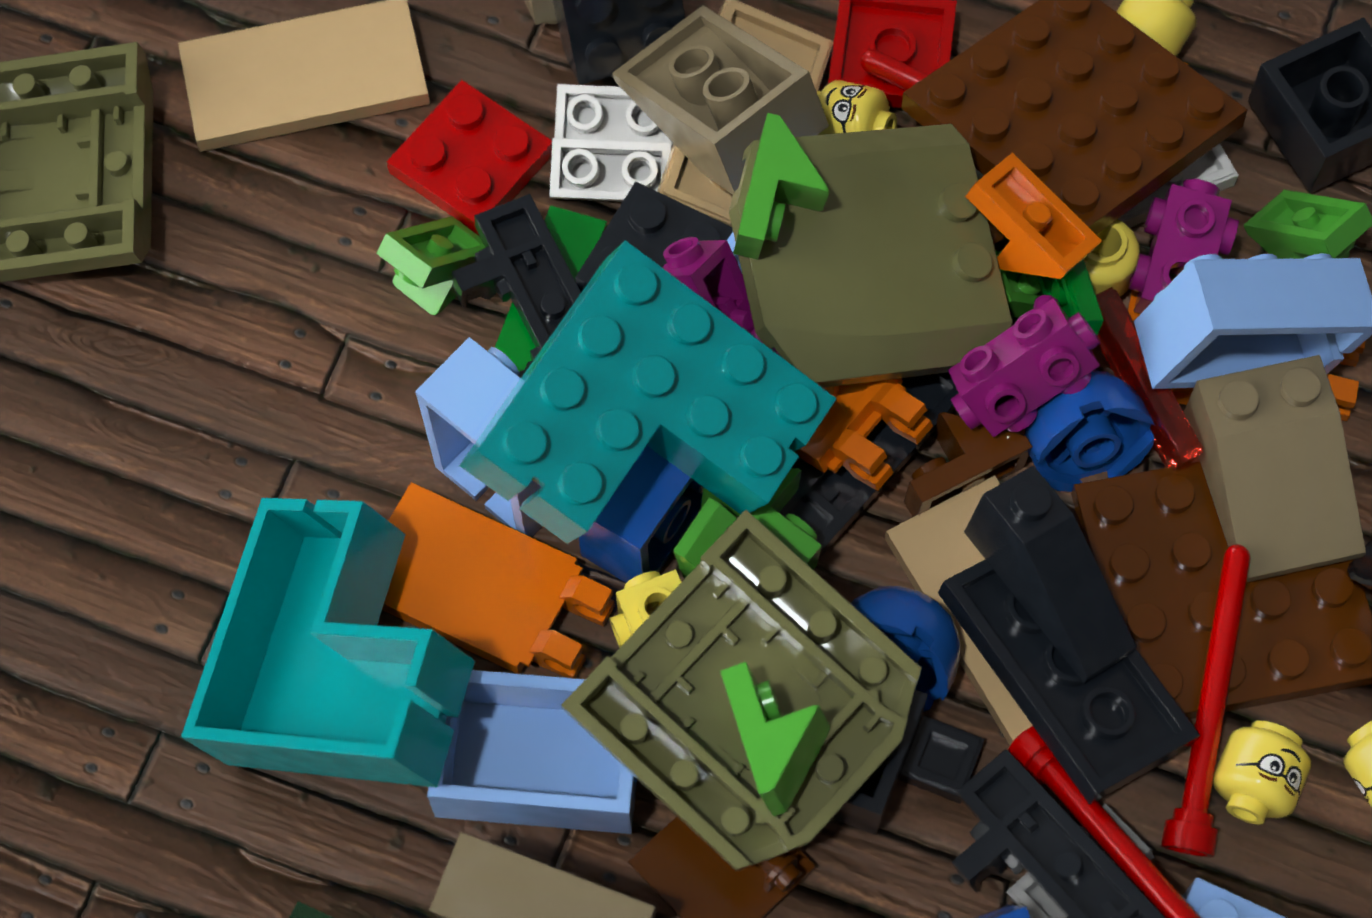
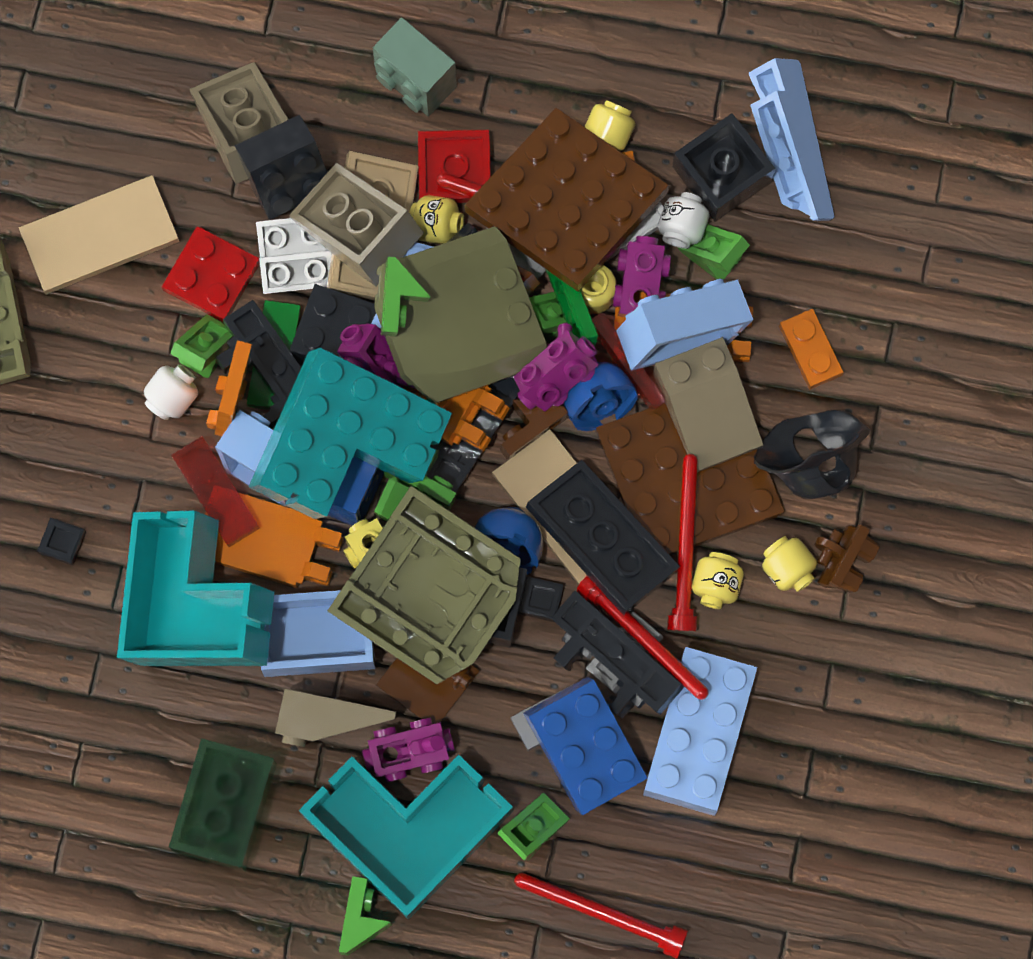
camera: 10 degrees left, 10 degrees up
(137, 536) = (61, 541): none -> black tile
(367, 321) = (170, 392): none -> white head
(410, 490) = (215, 491): none -> clear red tile
(469, 298) = (231, 388): none -> orange tile
(776, 745) = (447, 618): bright green slope -> none
(1041, 228) = (555, 288): orange slope -> none
(1051, 571) = (586, 489): black slope -> none
(1261, 178) = (683, 220): none -> white head

